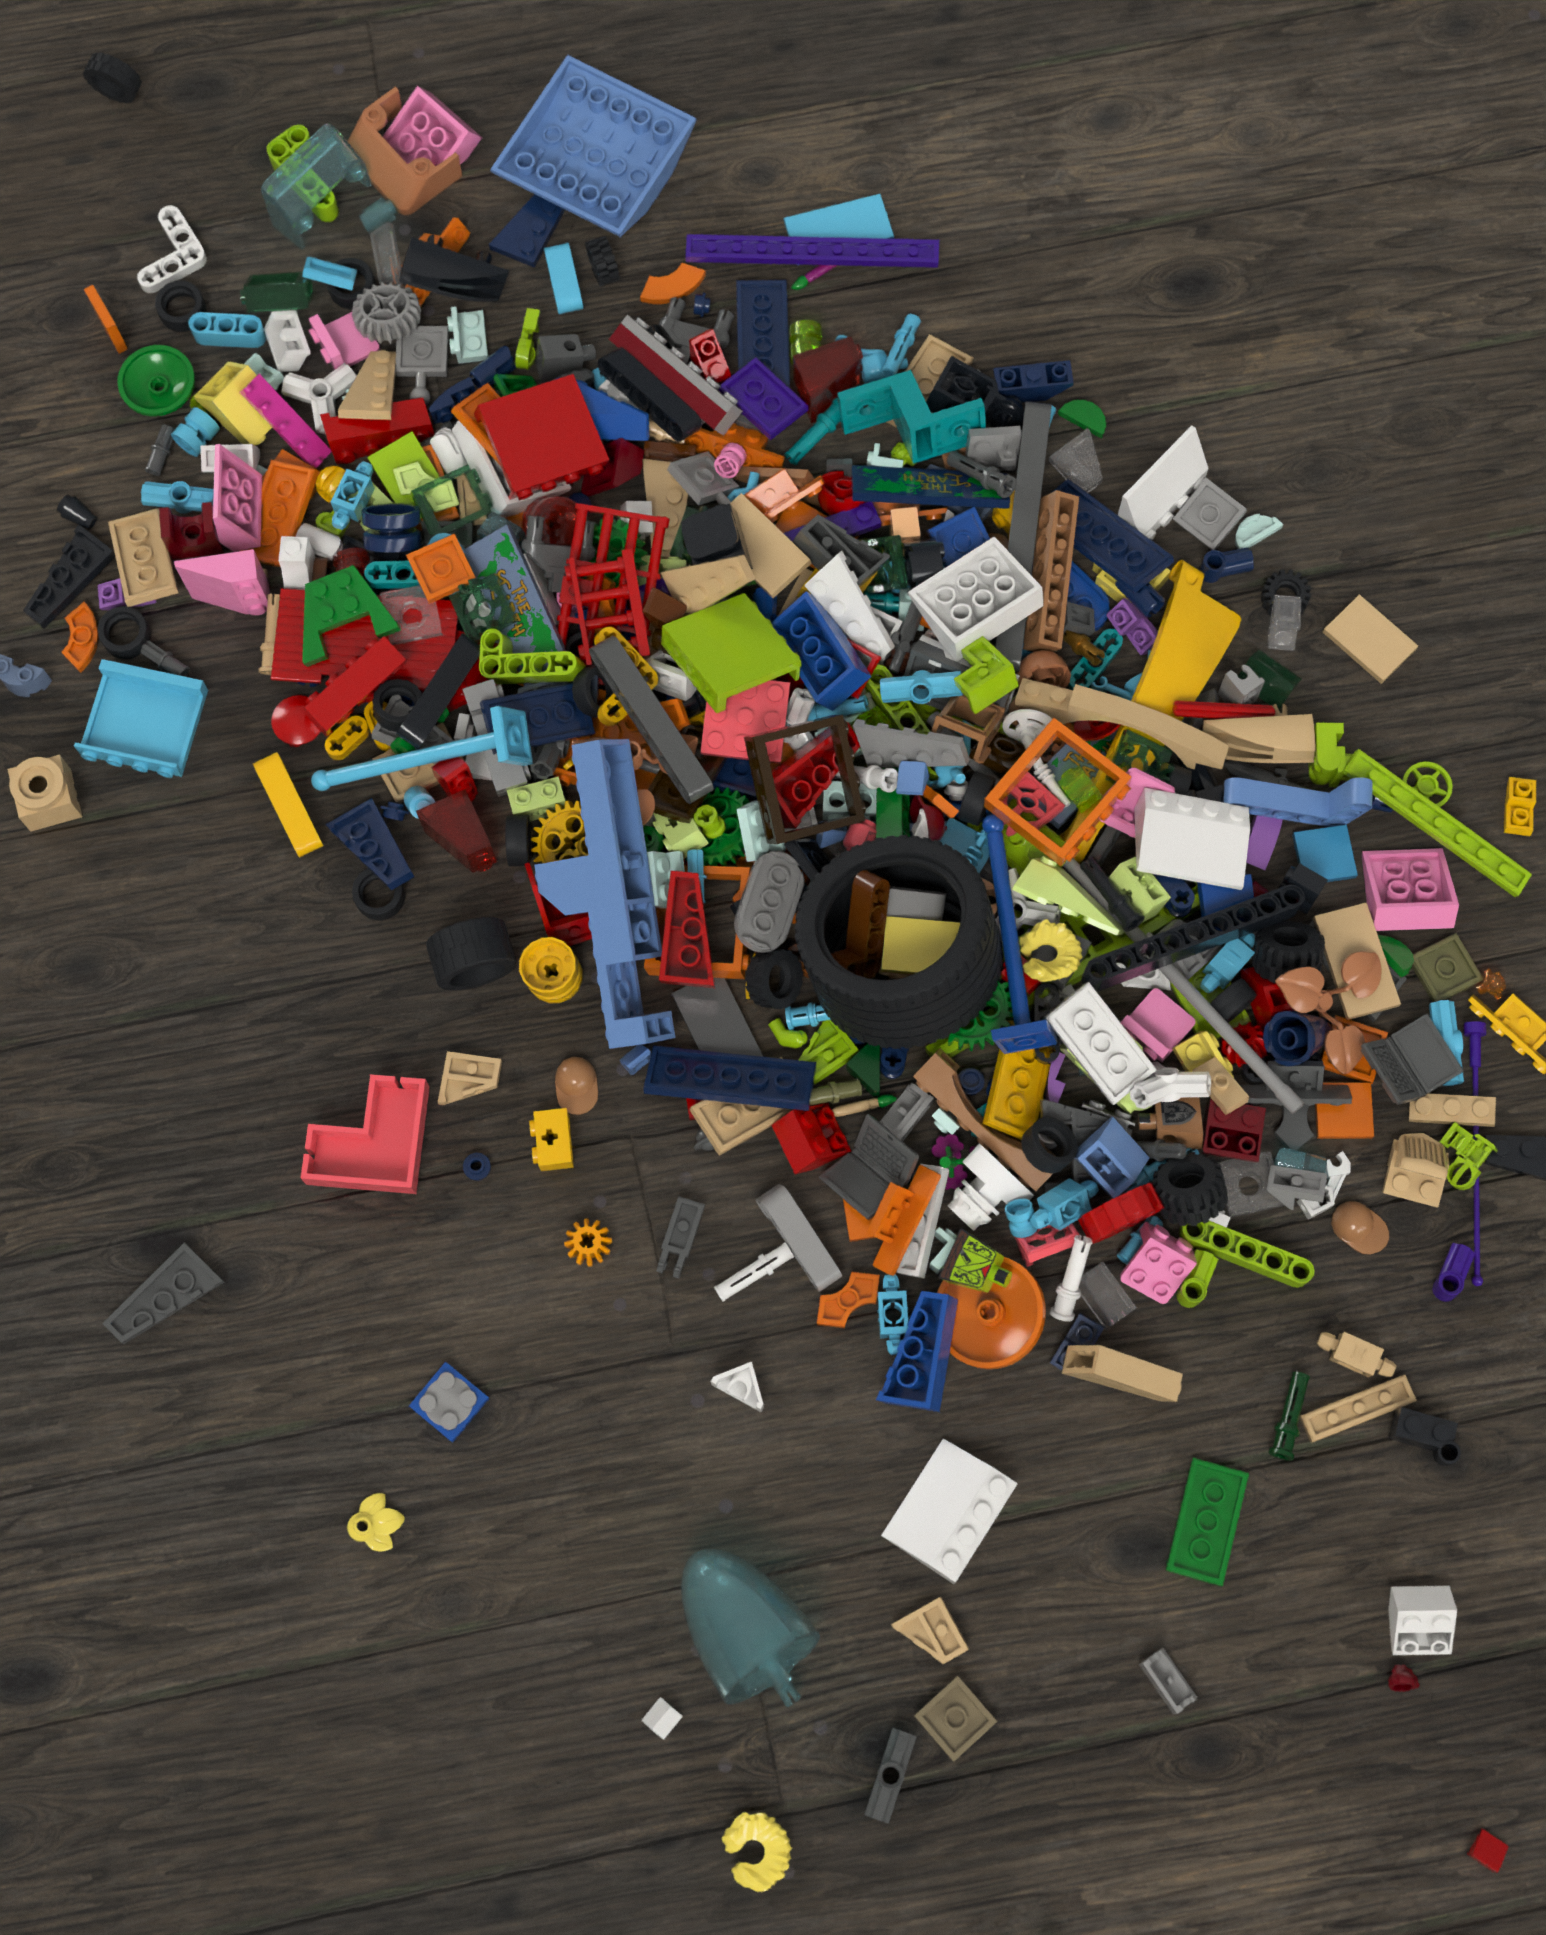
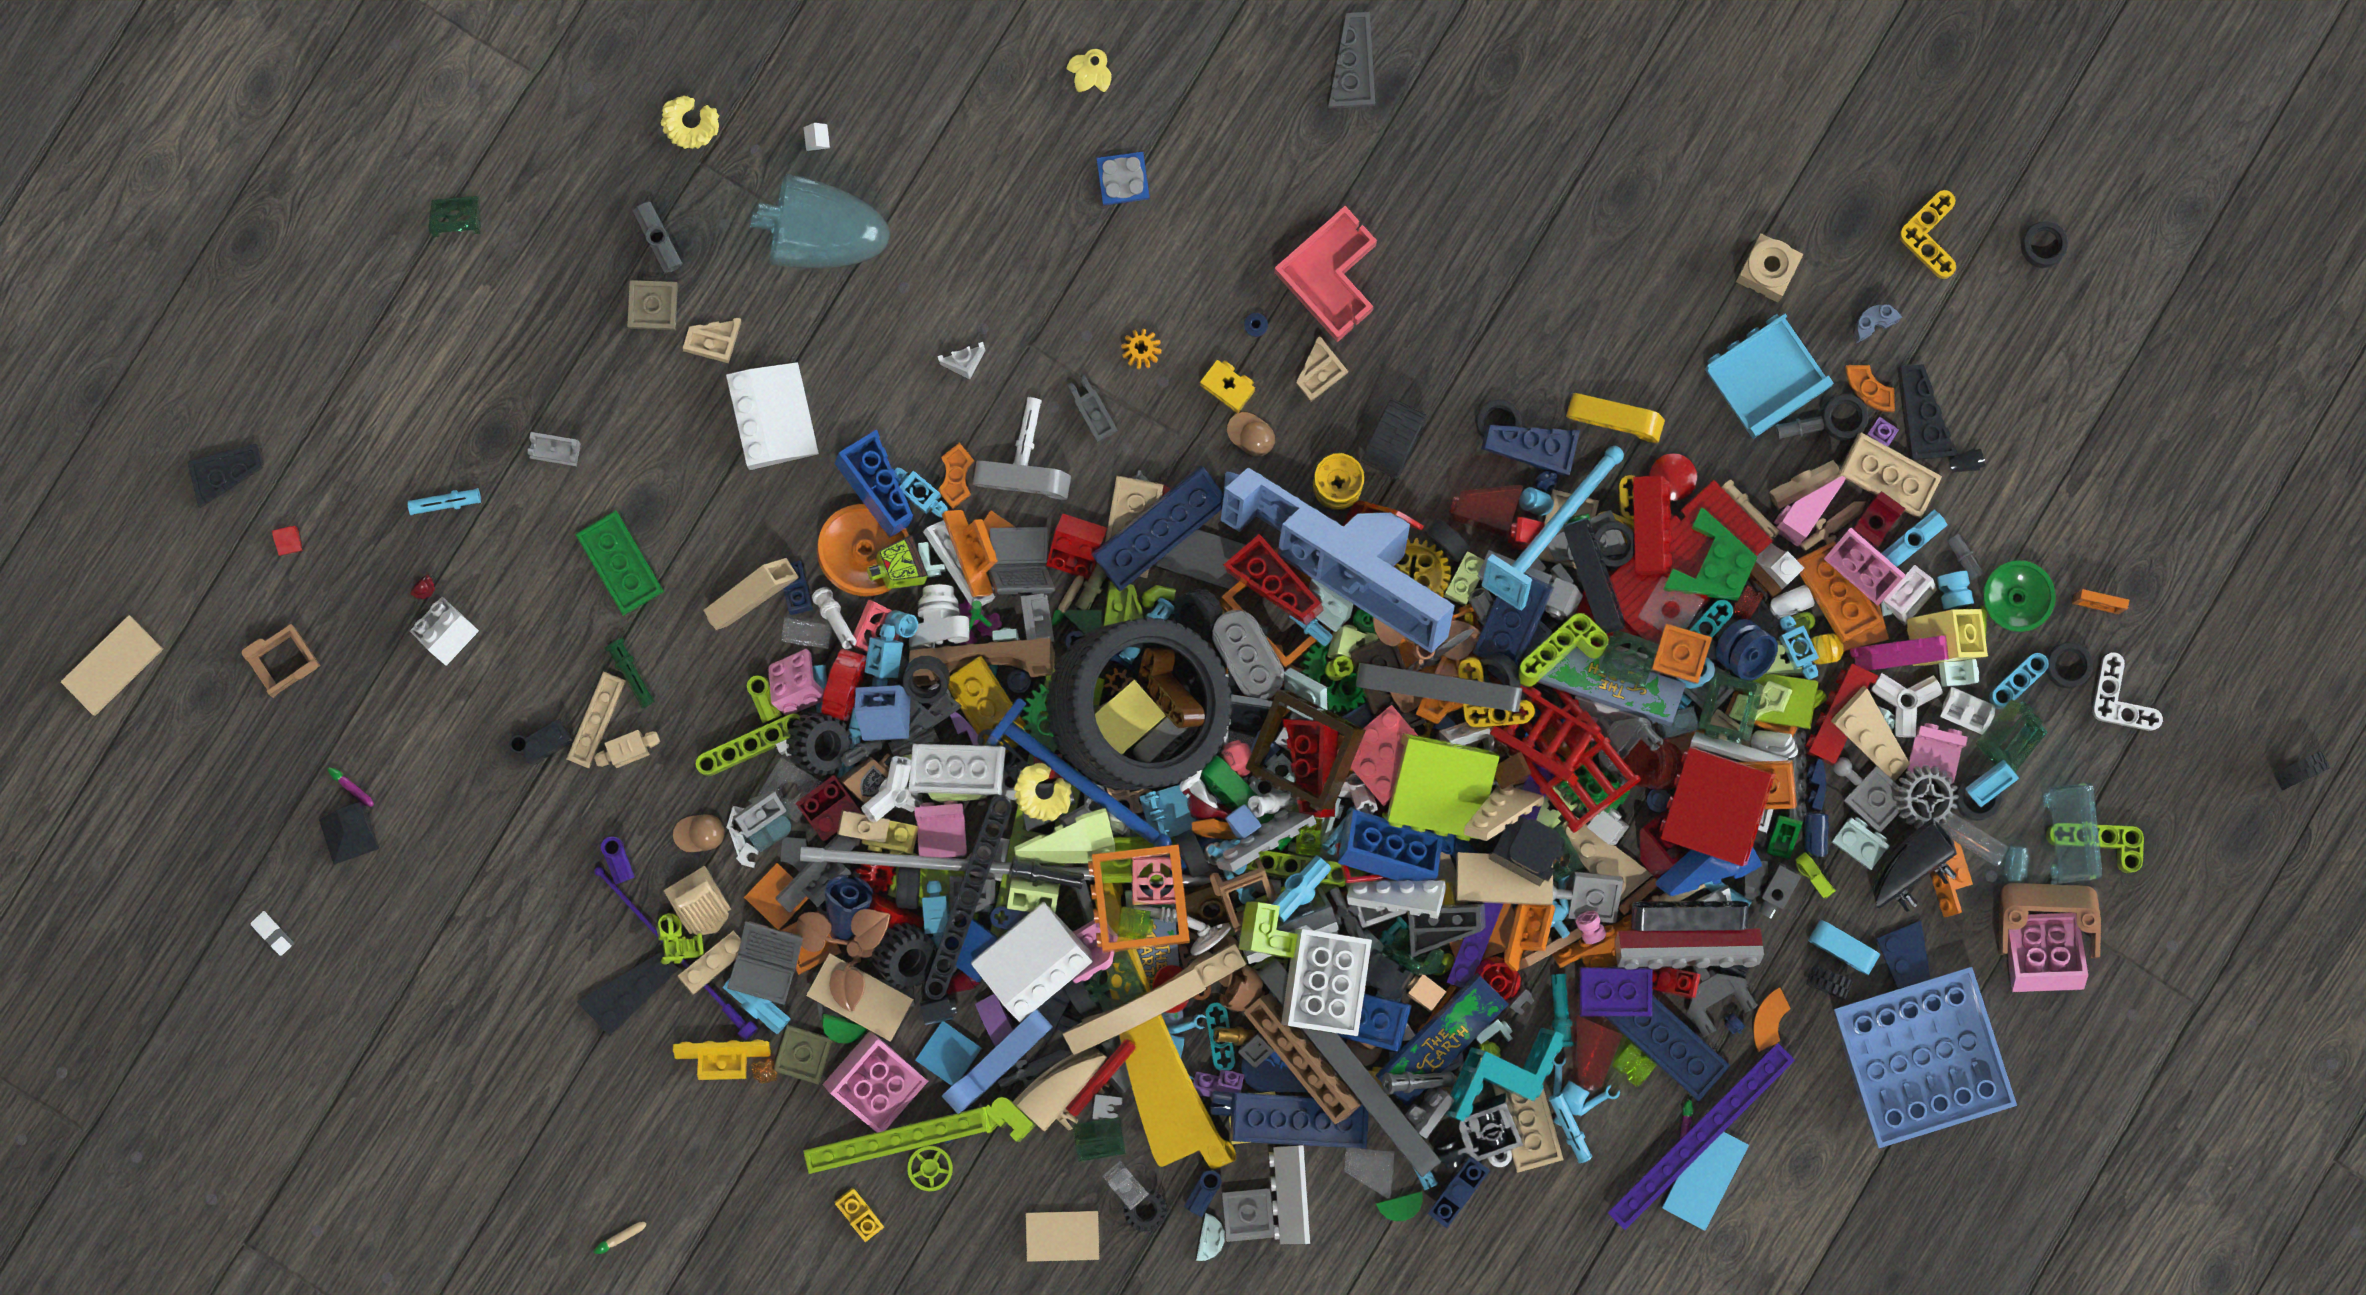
camera: 135 degrees right, 10 degrees up
(210, 614) = (1804, 484): none -> tan piece
(1302, 1729) = (471, 496): none -> medium azure pin

